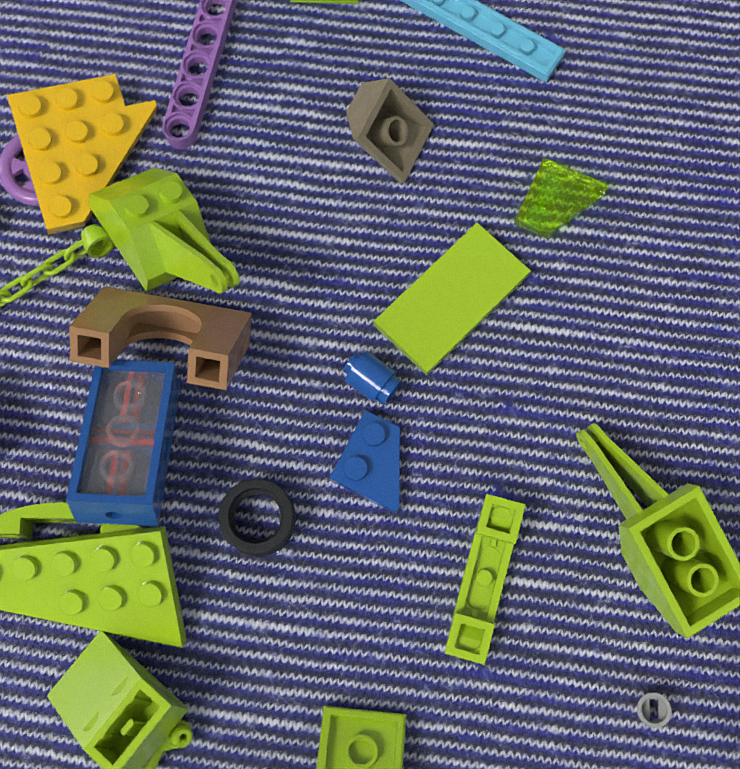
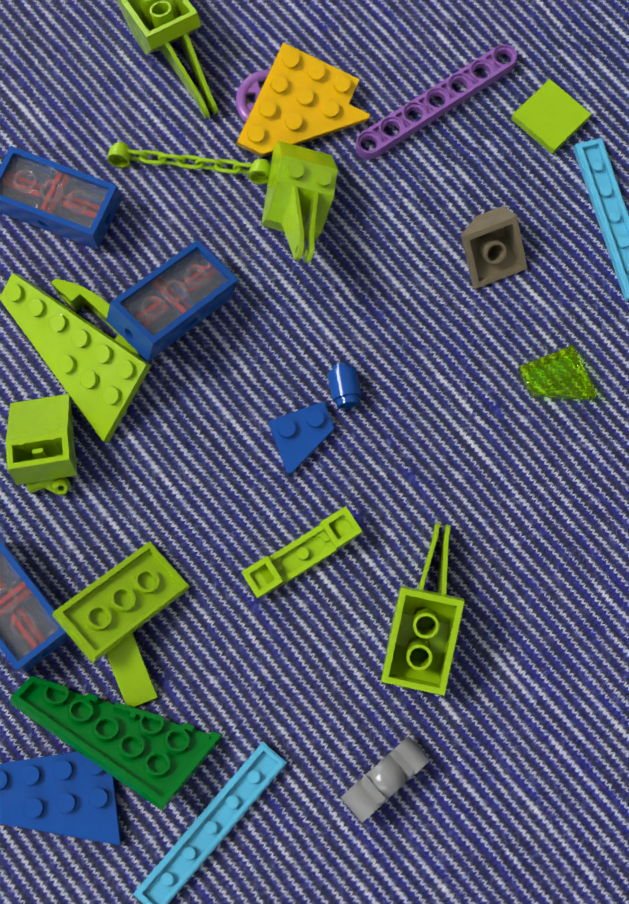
camera: 40 degrees right, 0 degrees up
(120, 317) = (232, 227): medium nougat arch -> none
(231, 502) = (200, 386): black tyre -> none
(451, 298) = (437, 381): lime tile -> none
(644, 710) = (324, 705): light grey hinge -> none

